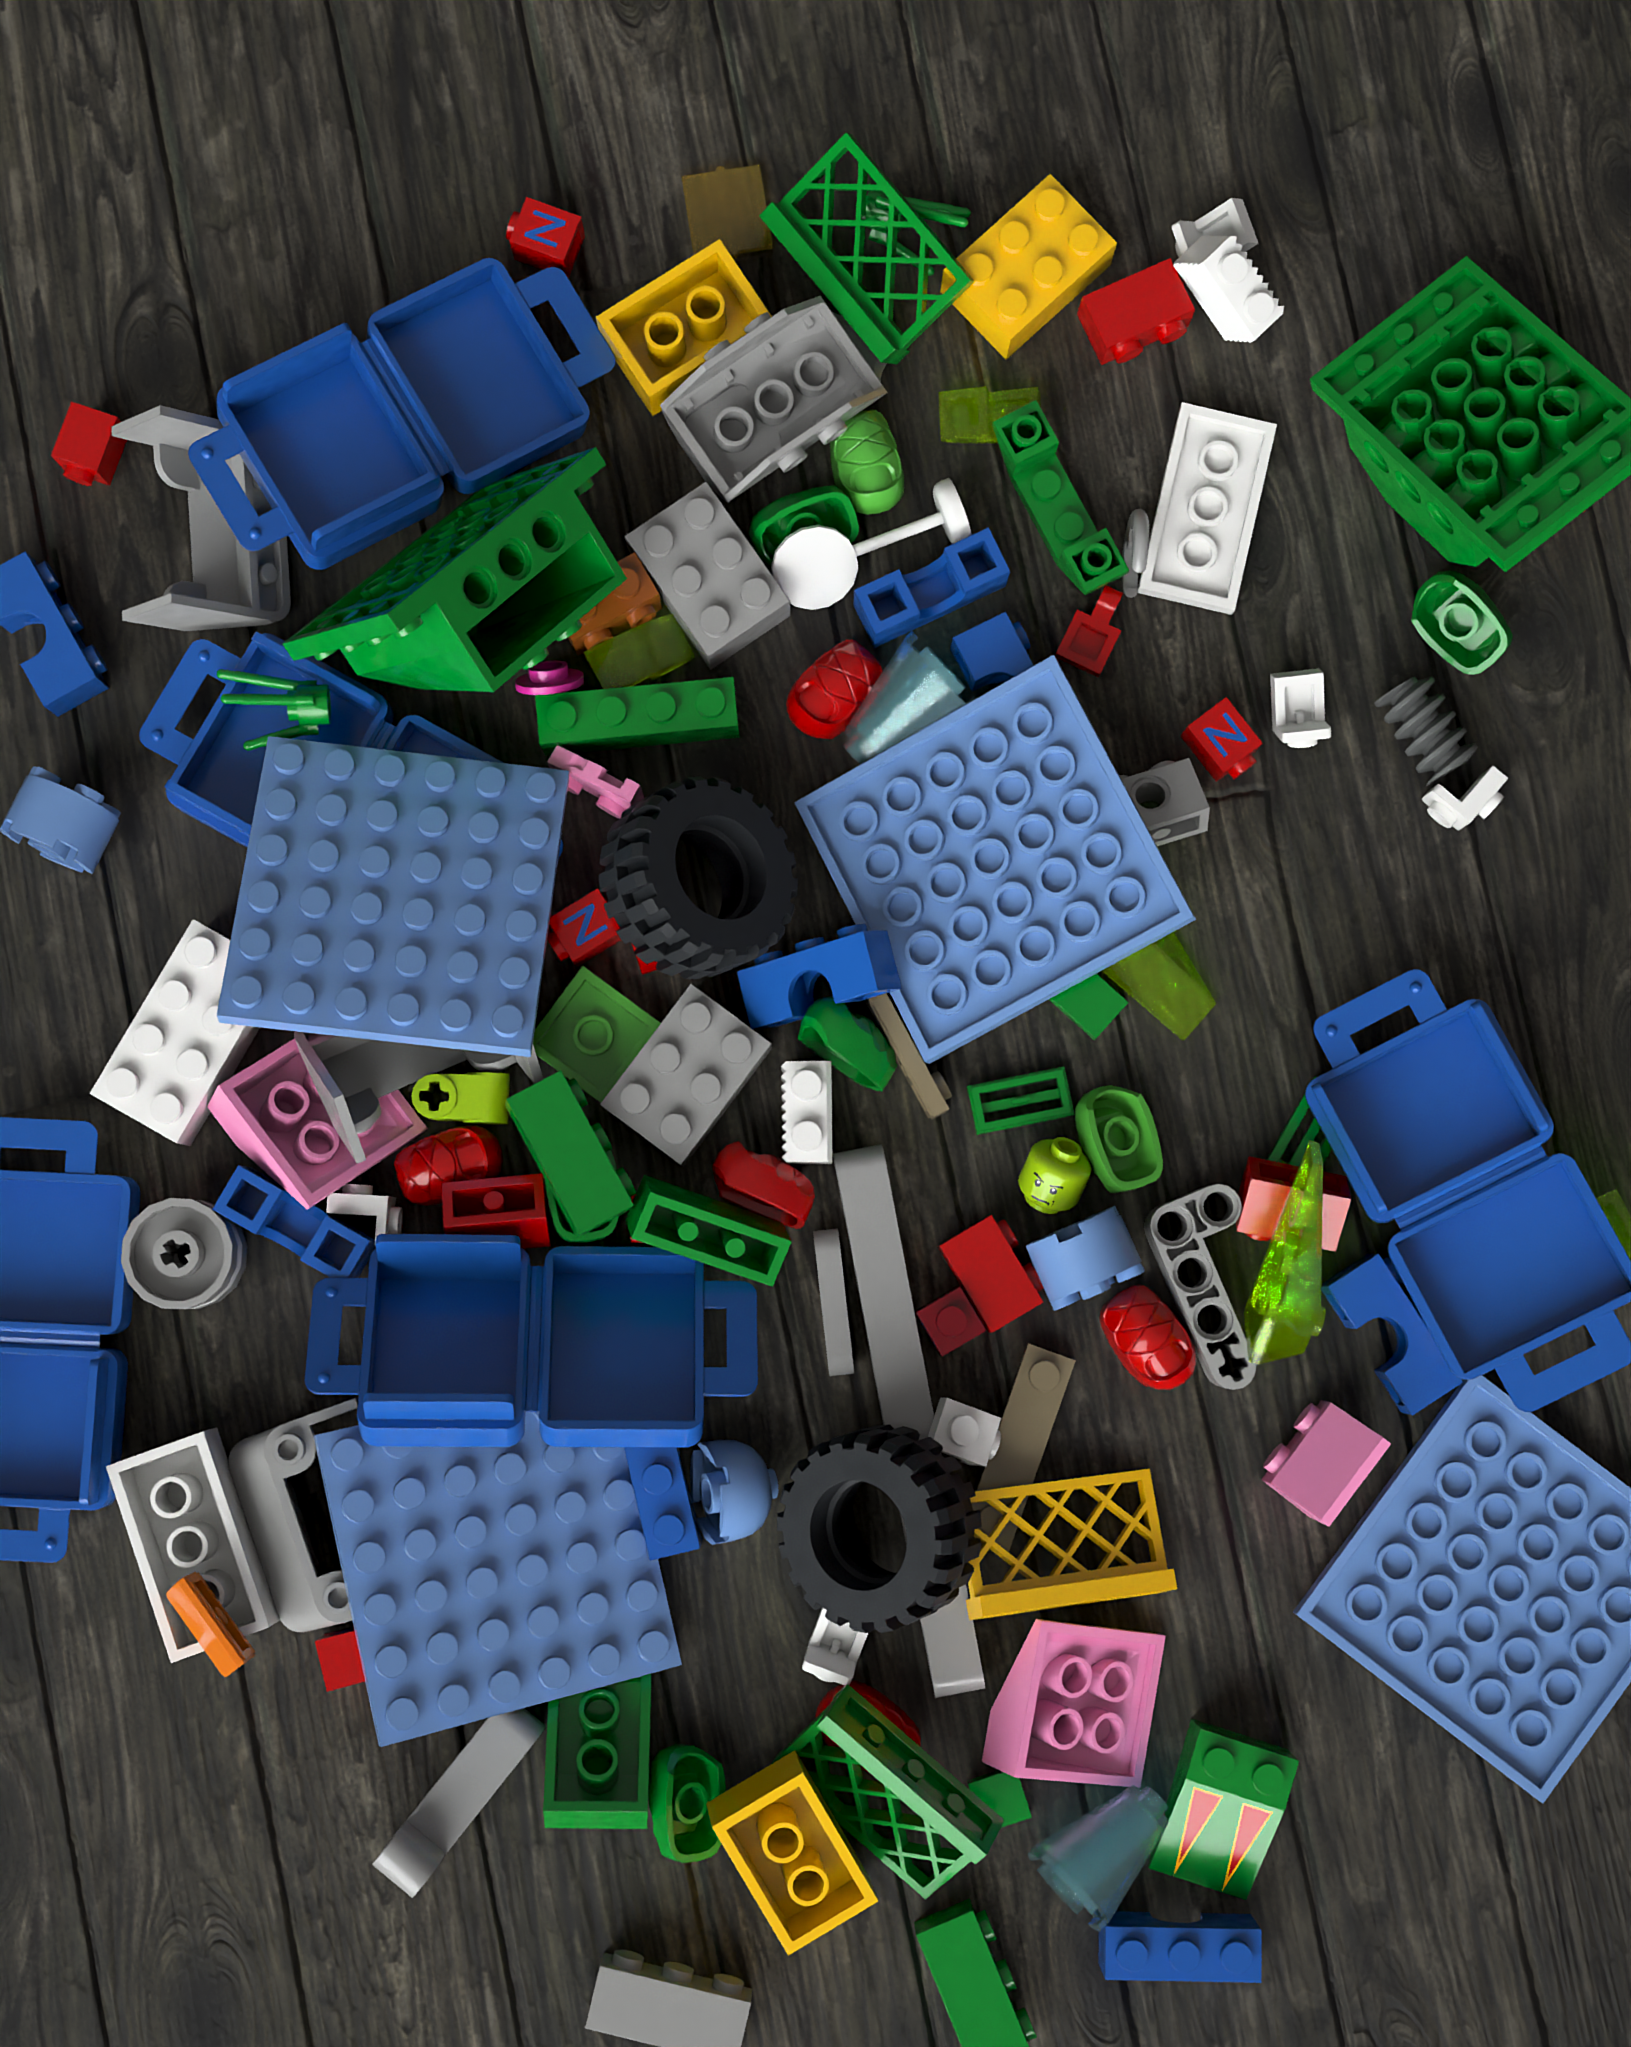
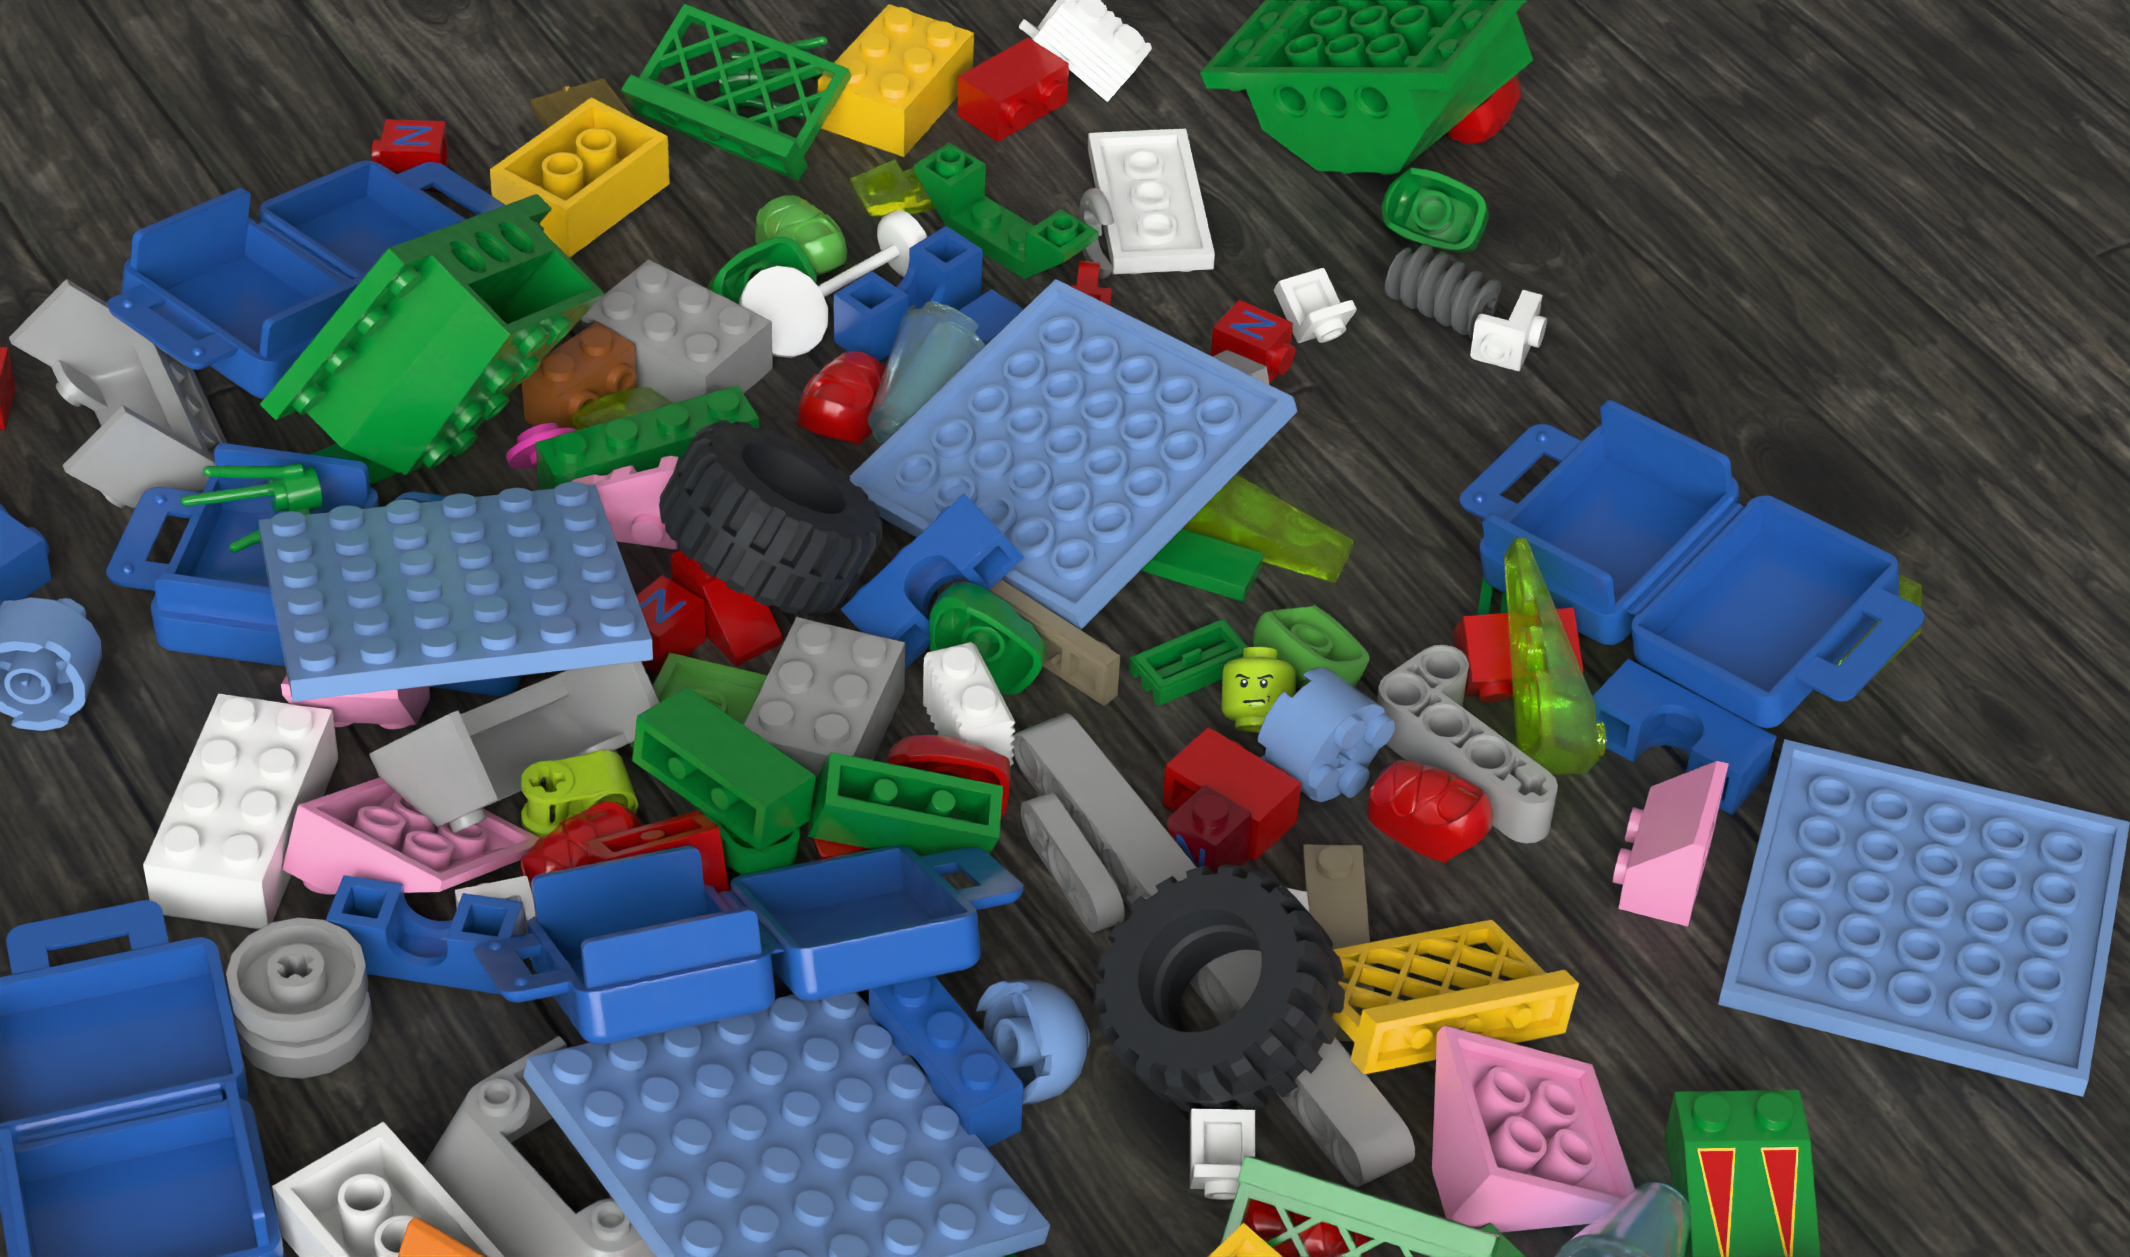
camera: 20 degrees left, 40 degrees down
(772, 395) = (678, 195): light grey slope -> none

